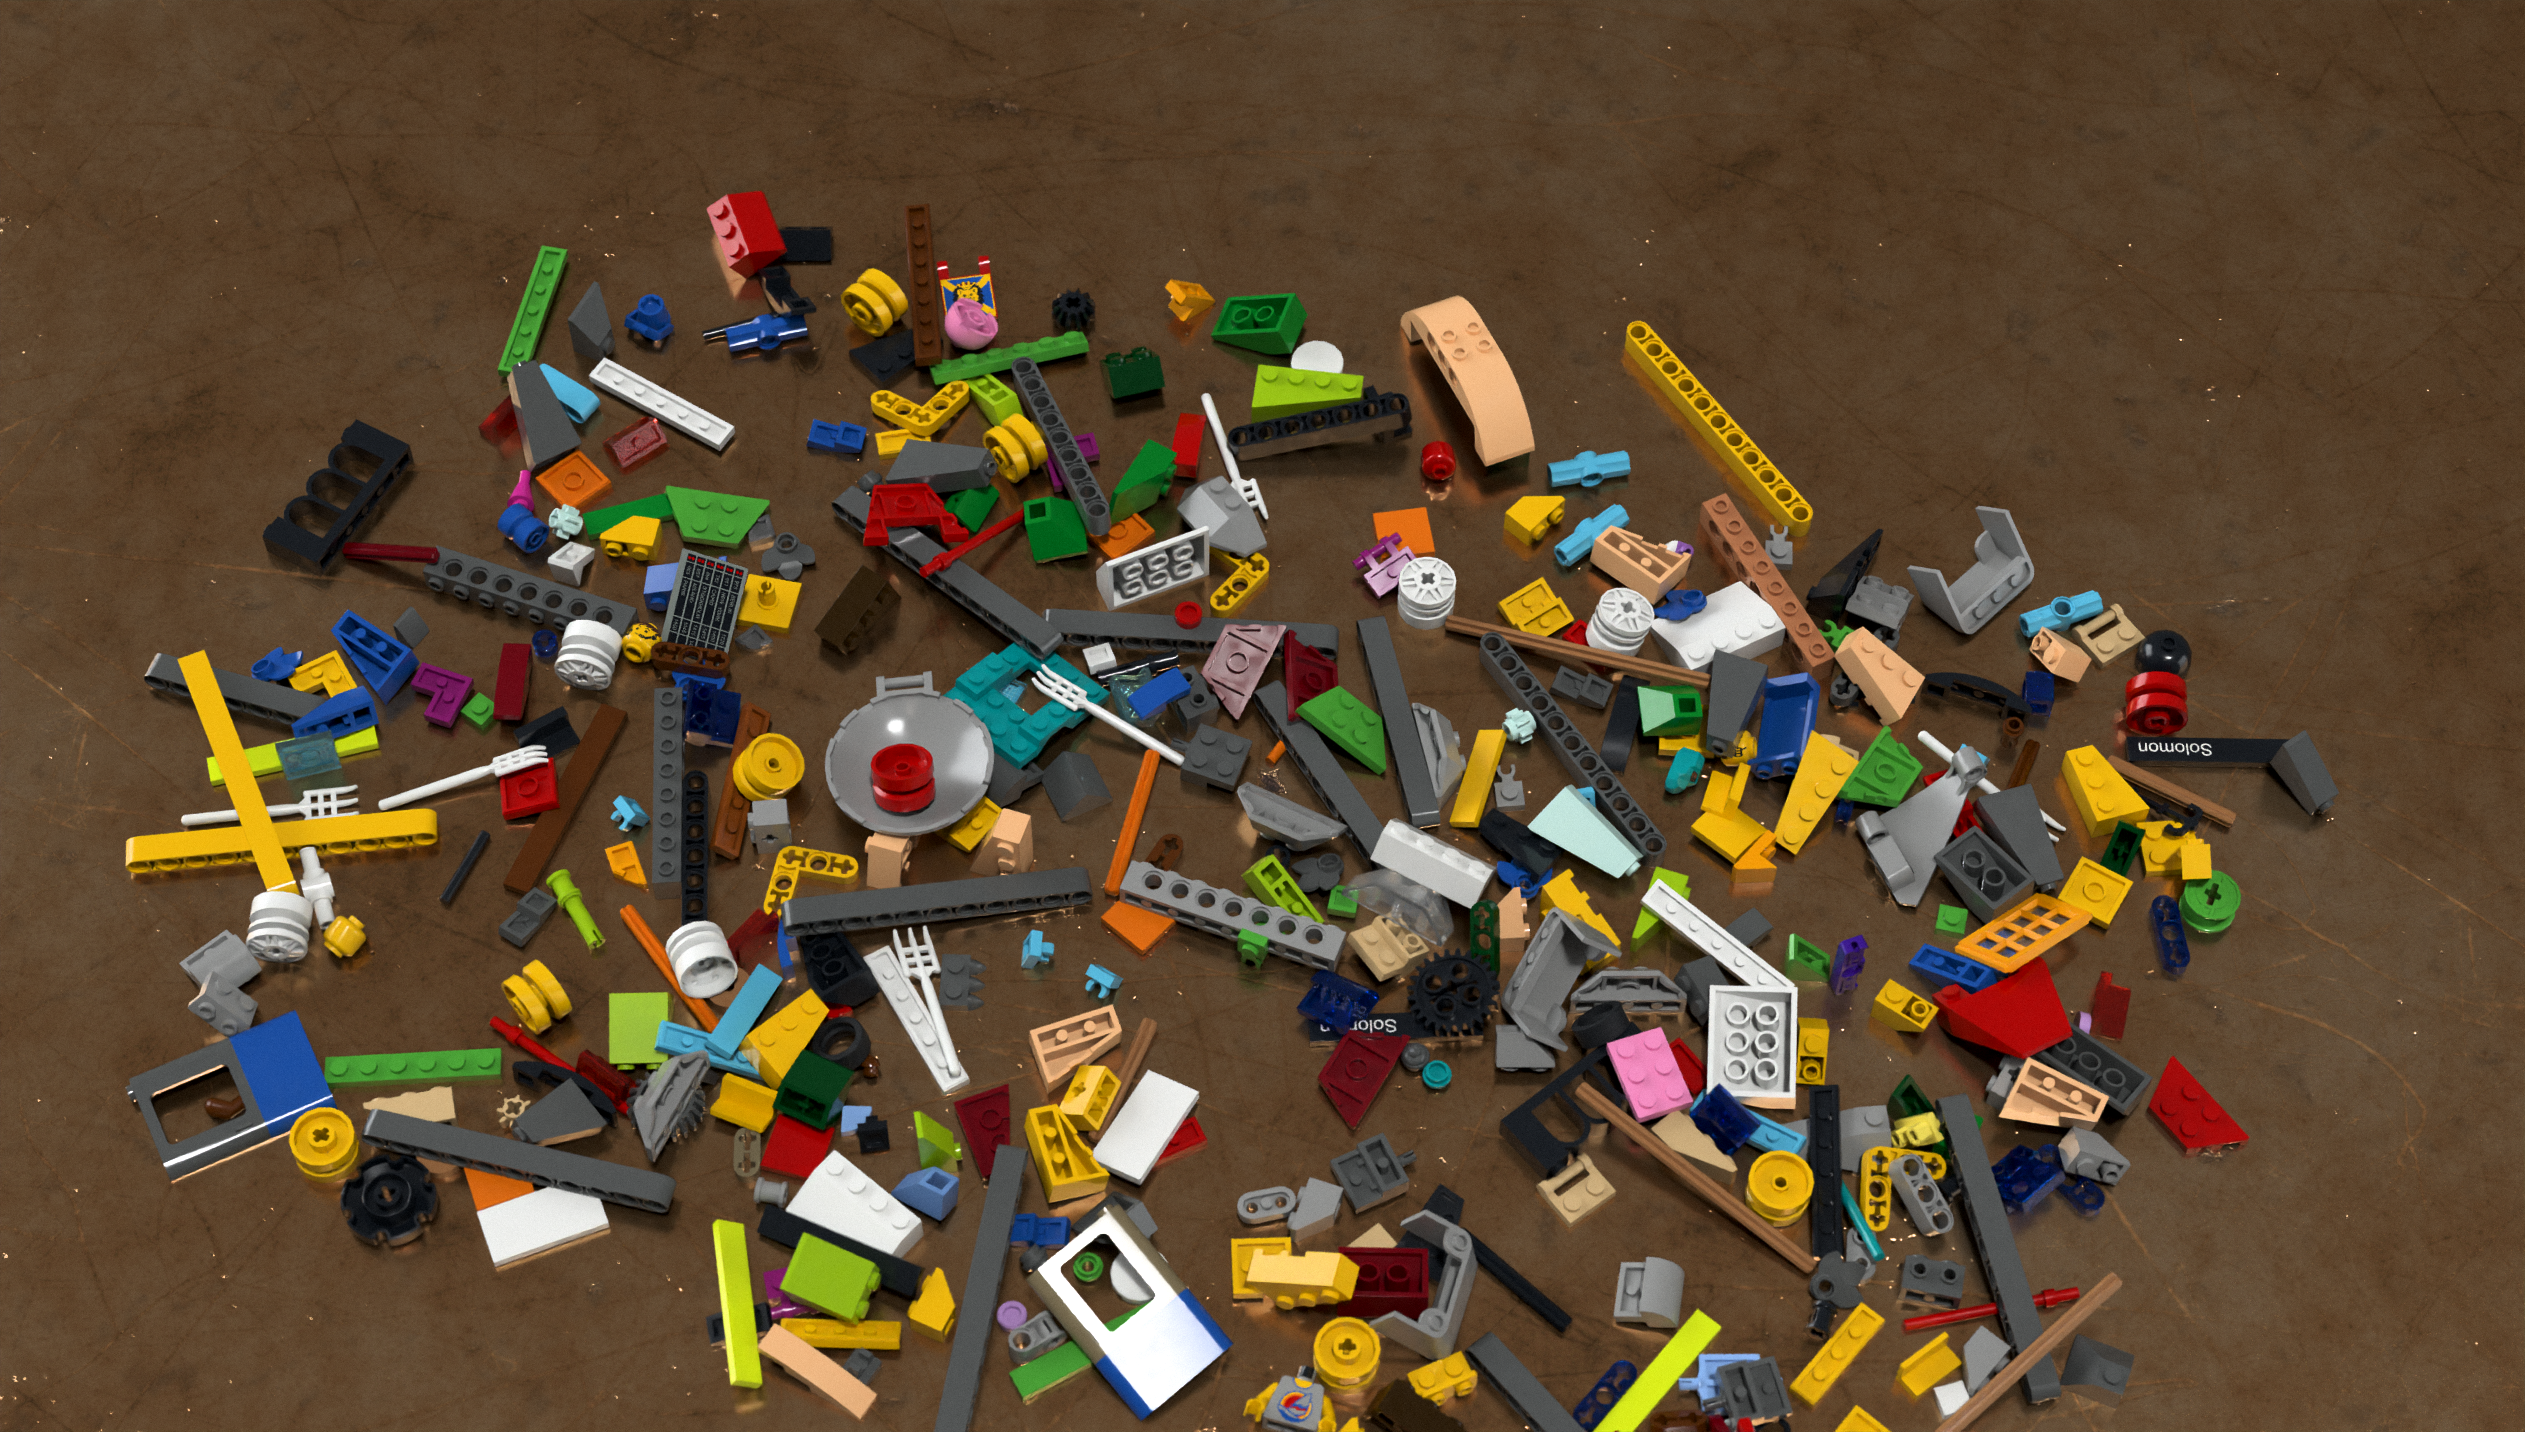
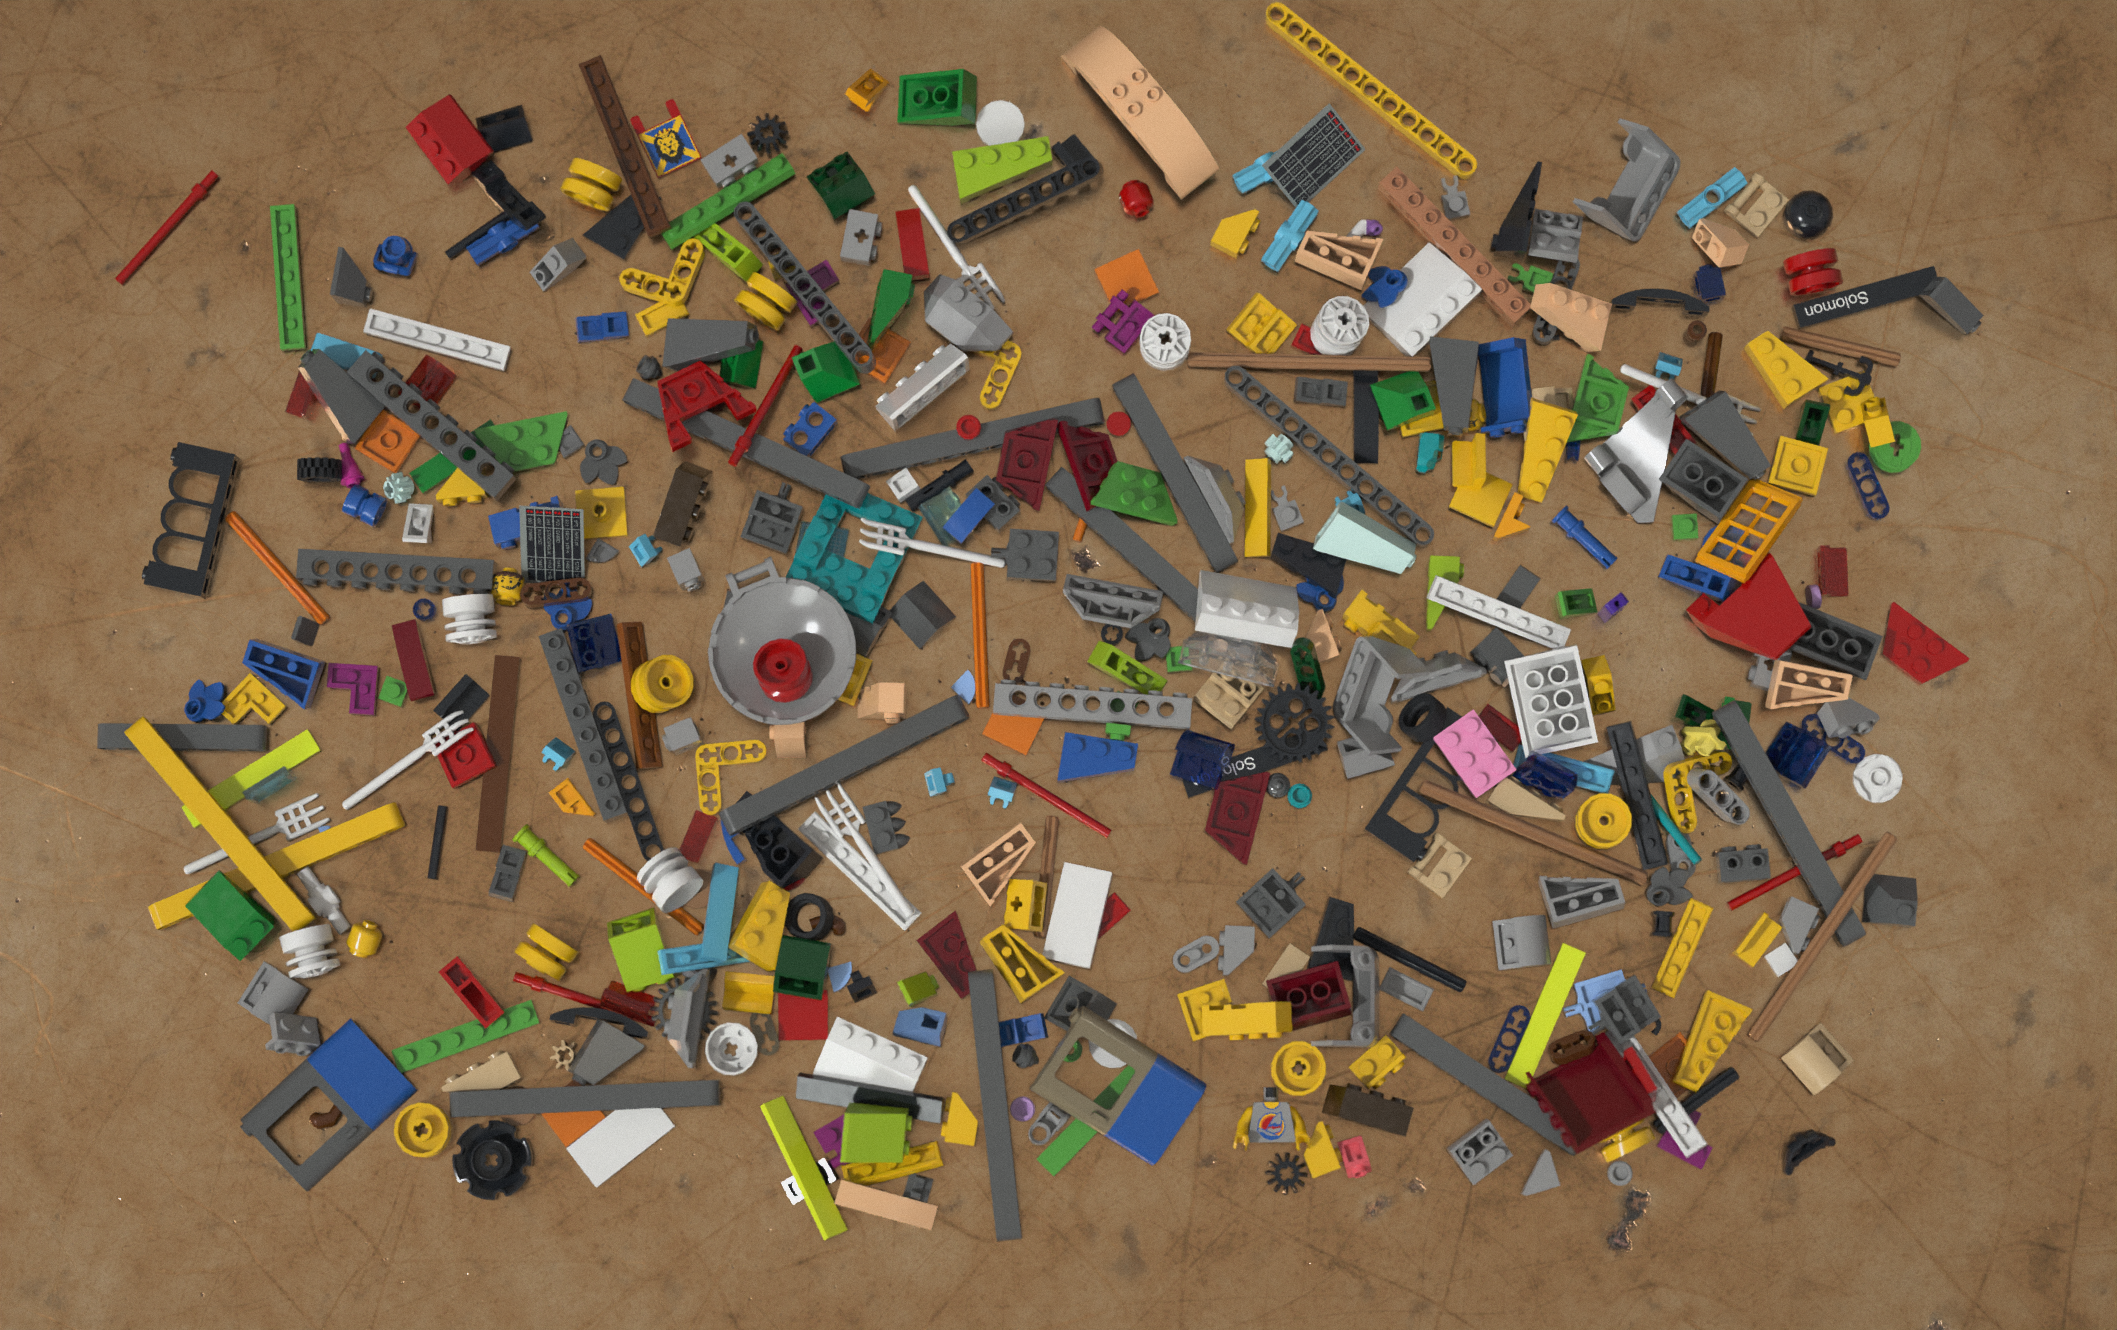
camera: 10 degrees left, 25 degrees up
(210, 868) = (230, 915): none -> green slope
(339, 714) = (279, 739): blue slope -> none
(391, 552) = (260, 565): dark red axle -> none
(409, 569) = (277, 567): none -> orange axle
(438, 1018) = (471, 991): none -> red slope
(475, 220) = (198, 191): none -> red bar
(490, 481) = (319, 469): none -> black tyre
(632, 481) = (362, 373): none -> dark grey brick
(700, 1138) = (734, 1034): none -> white wheel
(771, 1192) = (796, 1061): light grey bush -> none
(800, 645) = (643, 549): none -> medium azure tile
(813, 367) = (558, 263): none -> light grey slope
(837, 669) = (686, 570): none -> light grey brick
(947, 652) = (772, 520): none -> dark grey plate
(968, 325) = (683, 181): bright pink cylinder -> none
(1022, 586) = (815, 434): none -> blue brick
(1025, 322) = (736, 150): none -> light grey brick
(1098, 868) = (965, 687): none -> light blue tile
(1115, 962) = (1005, 769): none -> red bar
(1135, 423) = (858, 223): none -> light grey brick
(1218, 970) = (1094, 756): none -> blue wedge
(1351, 662) = (1118, 424): none -> red tile
(1499, 1311) = (1406, 989): none -> light grey tile
(1639, 467) = (1313, 156): none -> black sticker
(1731, 1264) = (1579, 899): none -> light grey wedge
(1827, 890) = (1576, 529): none -> blue pin
(1902, 1008) = (1666, 627): yellow slope -> none
(2112, 1236) = (1877, 778): none -> white tile

